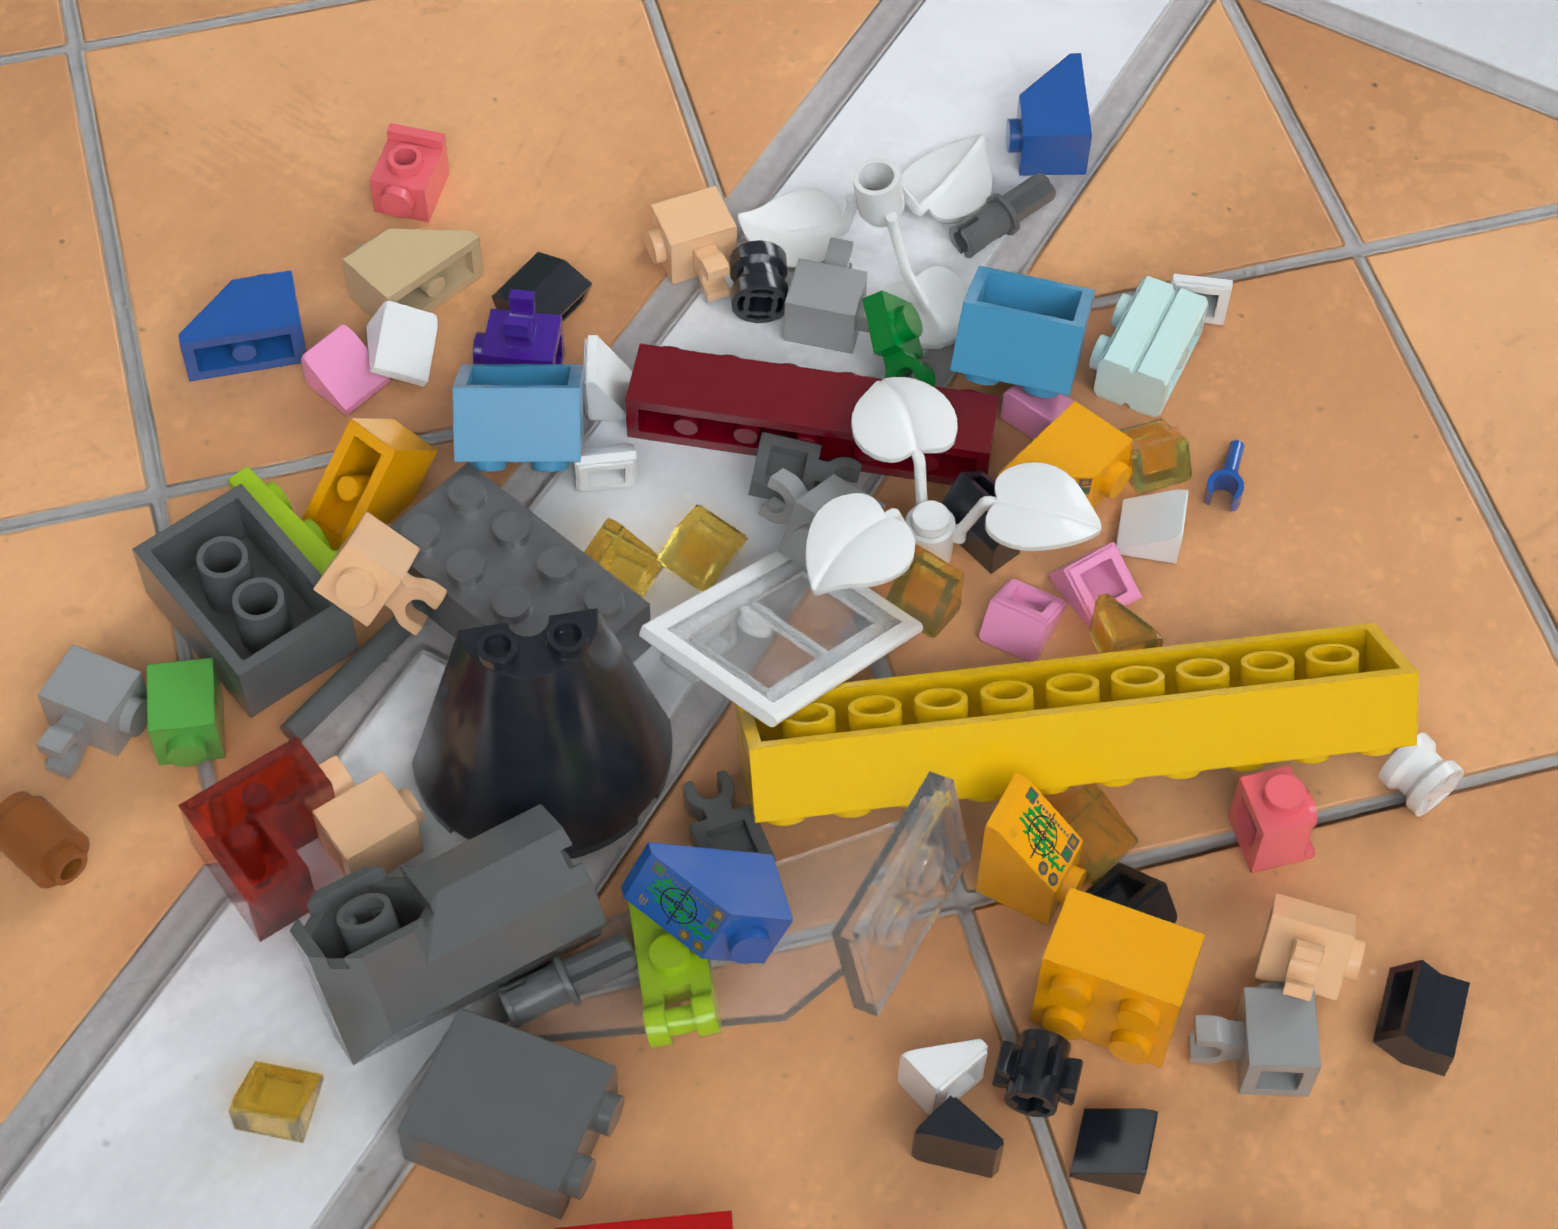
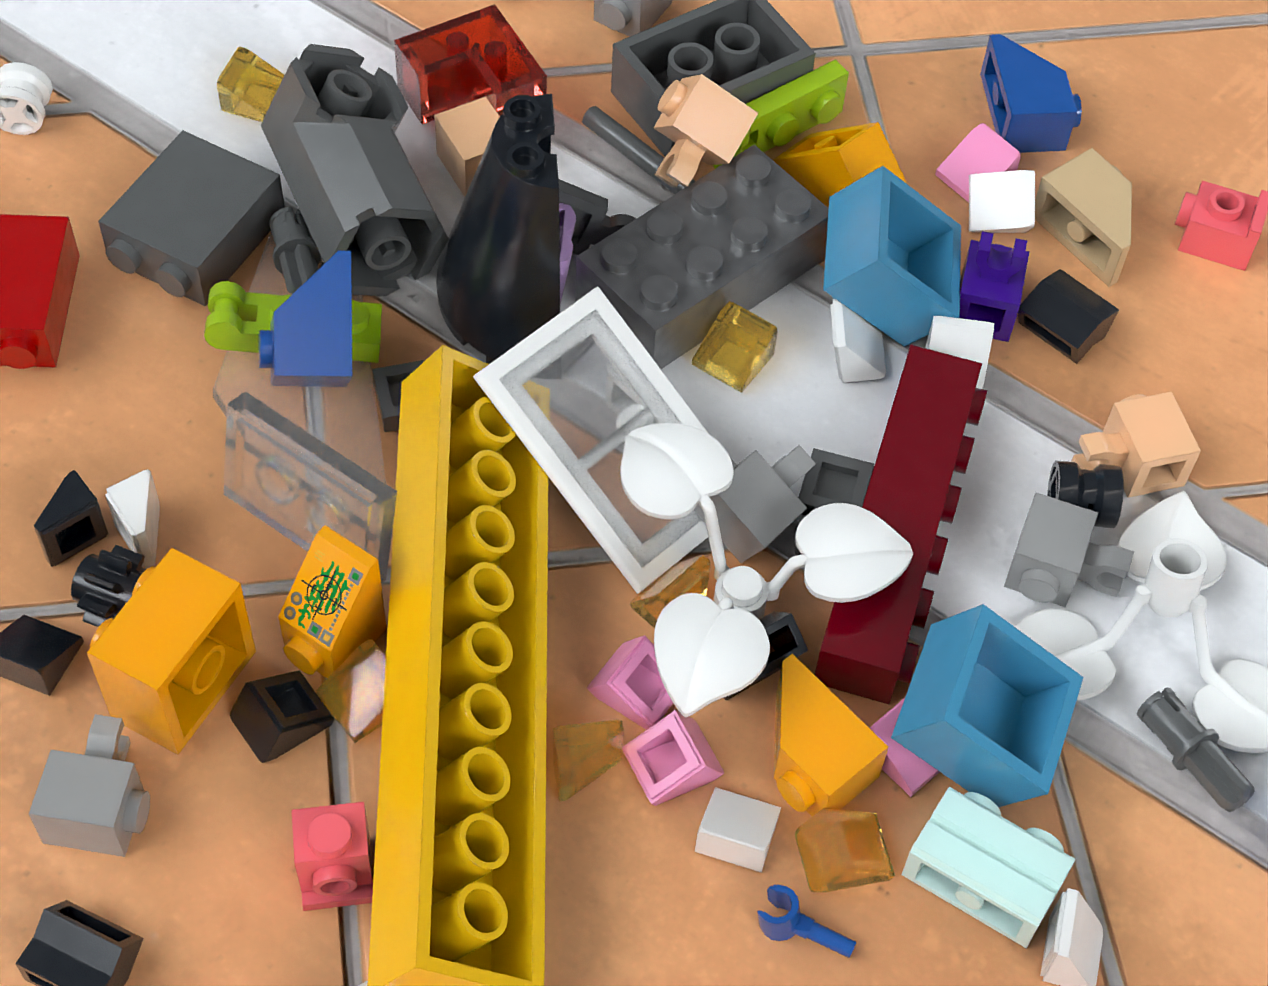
camera: 95 degrees right, 0 degrees up
(185, 712) = (599, 30): bright green brick -> none
(701, 548) = (753, 415): clear yellow slope -> none
(895, 336) = (1010, 592): green plate -> none
(1309, 948) = (169, 842): light nougat brick -> none

